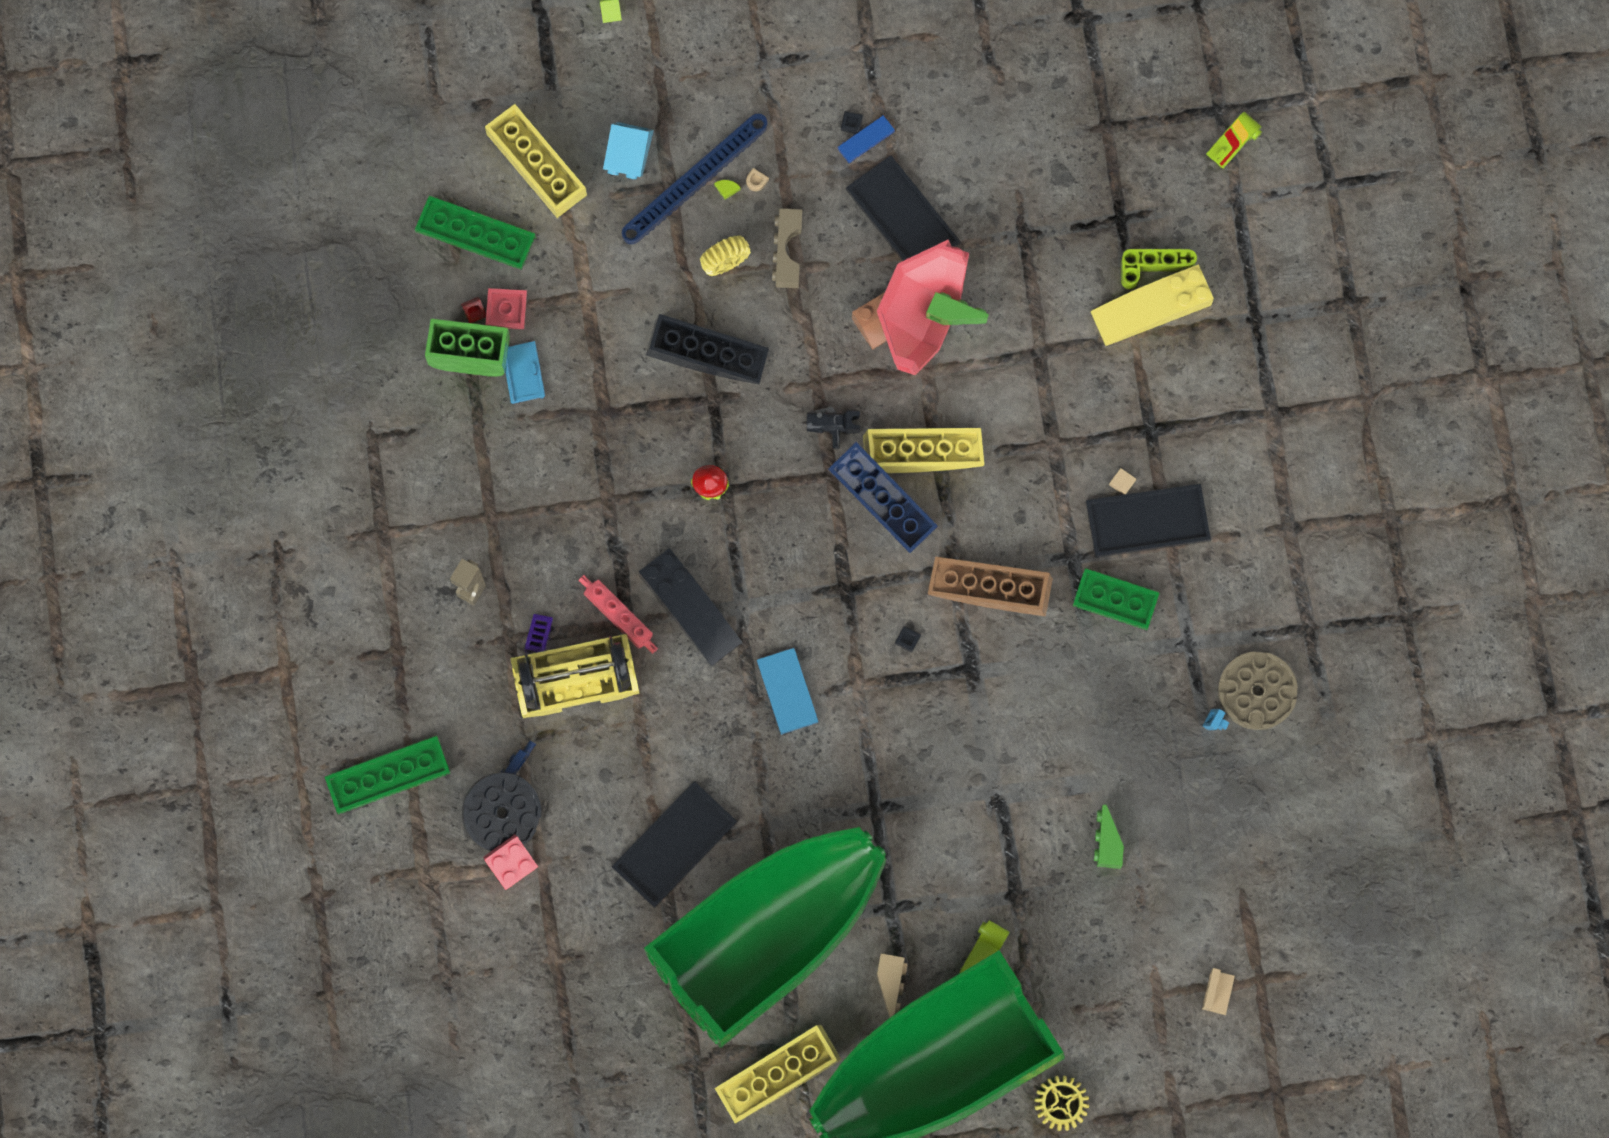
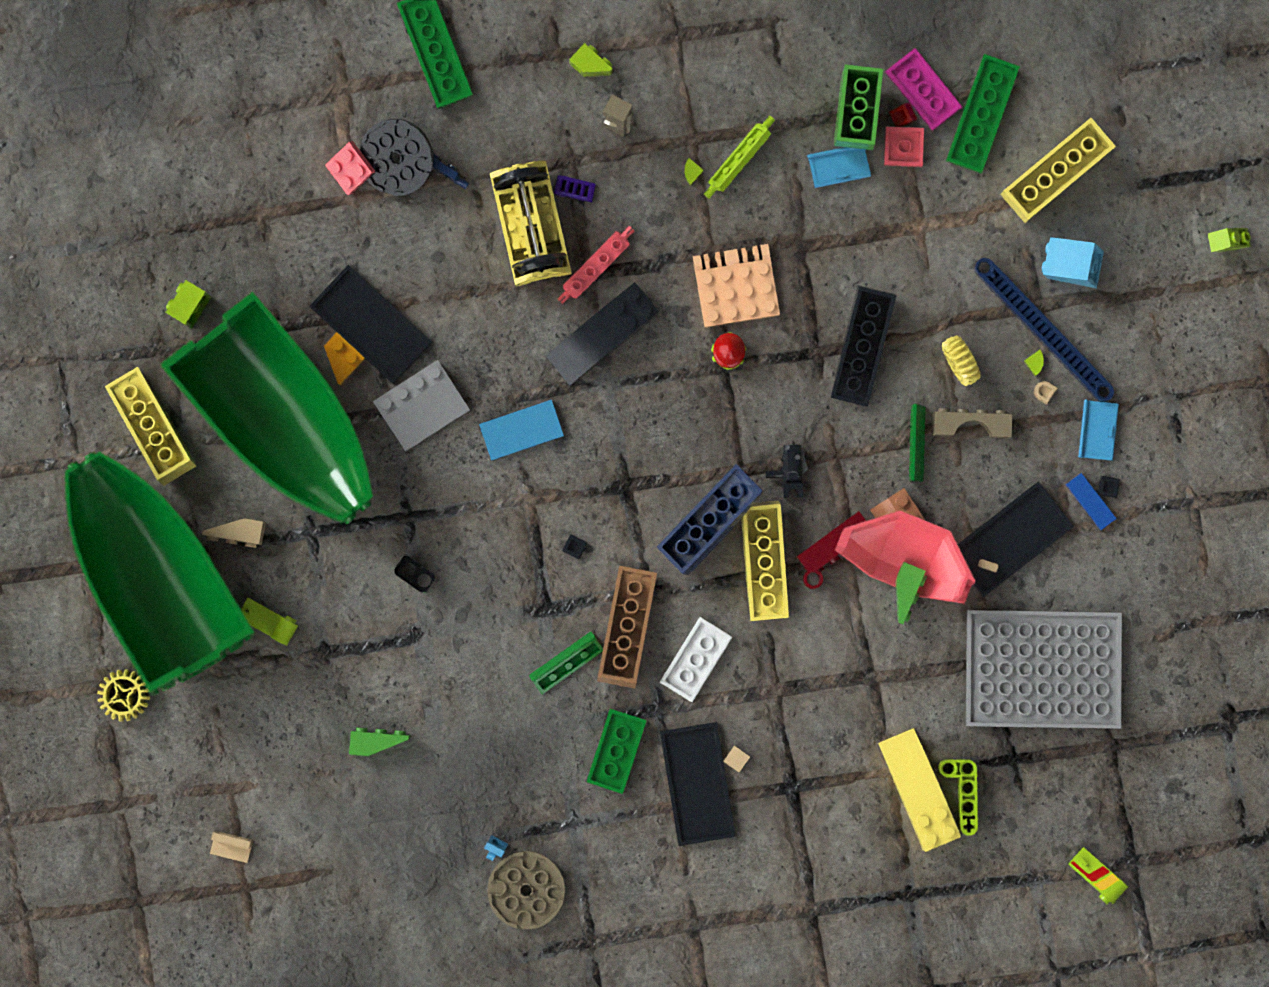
camera: 90 degrees right, 10 degrees up
(408, 617) = (589, 63): none -> lime slope
(448, 289) = (923, 89): none -> dark pink tile
(512, 468) = (739, 157): none -> lime plate
(524, 517) = (692, 171): none -> lime tile
(647, 475) = (736, 290): none -> light nougat hinge
(650, 1030) = (187, 304): none -> lime brick
(708, 874) = (342, 357): none -> light orange wing
(760, 791) = (421, 405): none -> light grey slope
(796, 133) = (1098, 423): none -> dark azure door
(806, 303) = (917, 443): none -> green slope
(912, 388) = (824, 550): none -> dark red hinge
(930, 235) = (988, 565): none -> tan tile
(932, 798) = (418, 571): none -> black piece
(1022, 520) = (696, 659): none -> white tile
(1026, 649) = (566, 662): none -> green slope
(1032, 186) = (1043, 669): none -> light grey plate

